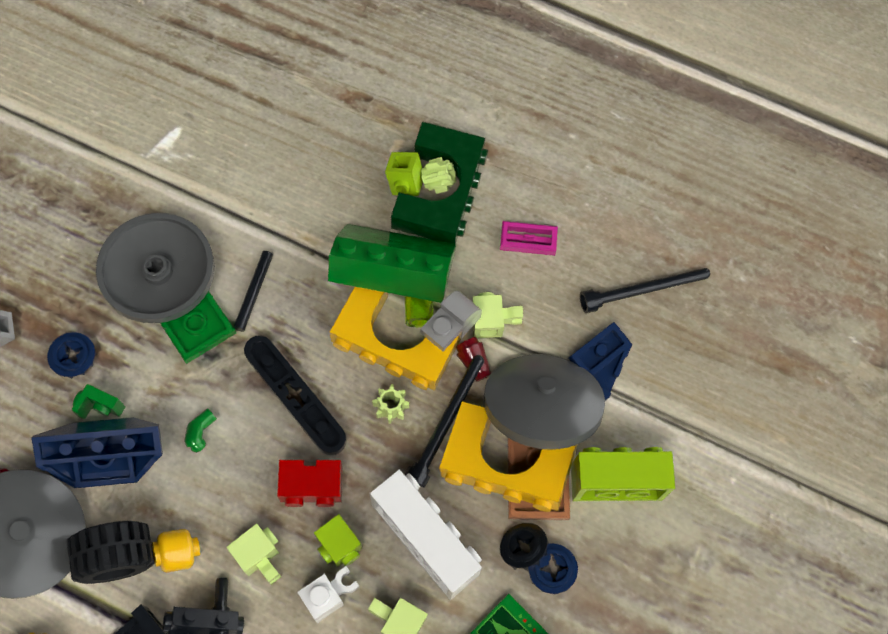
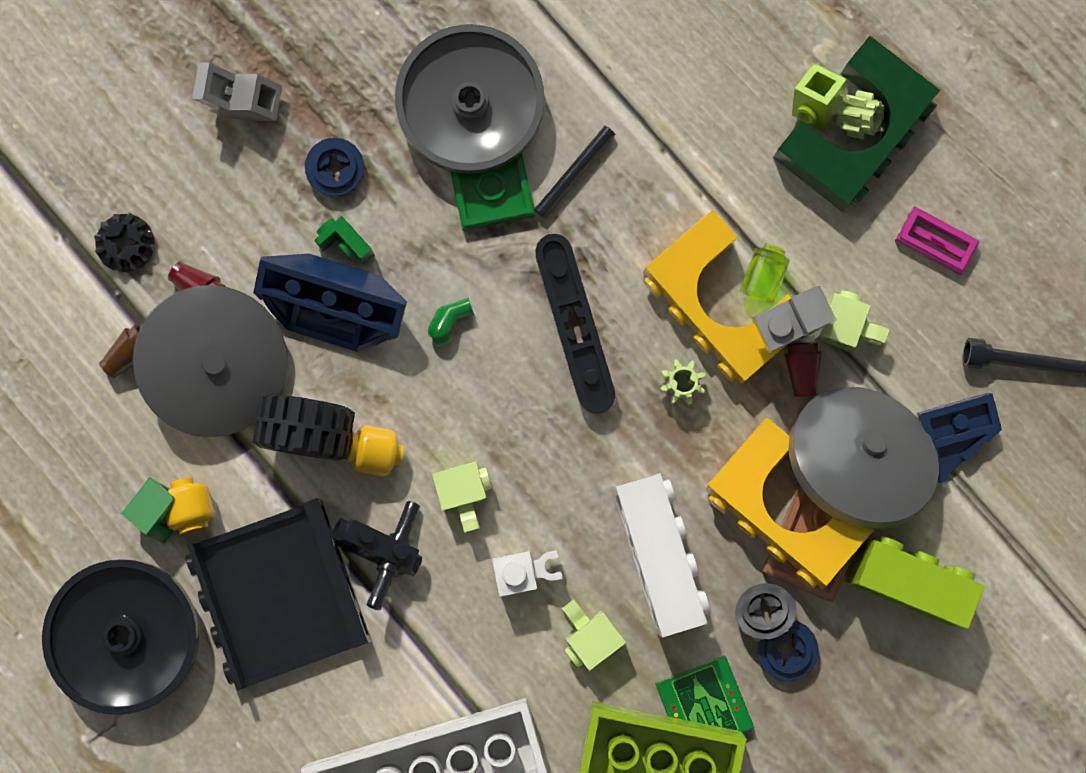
camera: 25 degrees right, 15 degrees up
(310, 483) = (552, 438): red brick -> none
(338, 542) = (557, 519): lime brick -> none
(391, 262) = (756, 209): green slope -> none
(420, 470) = (683, 475): black piece -> none

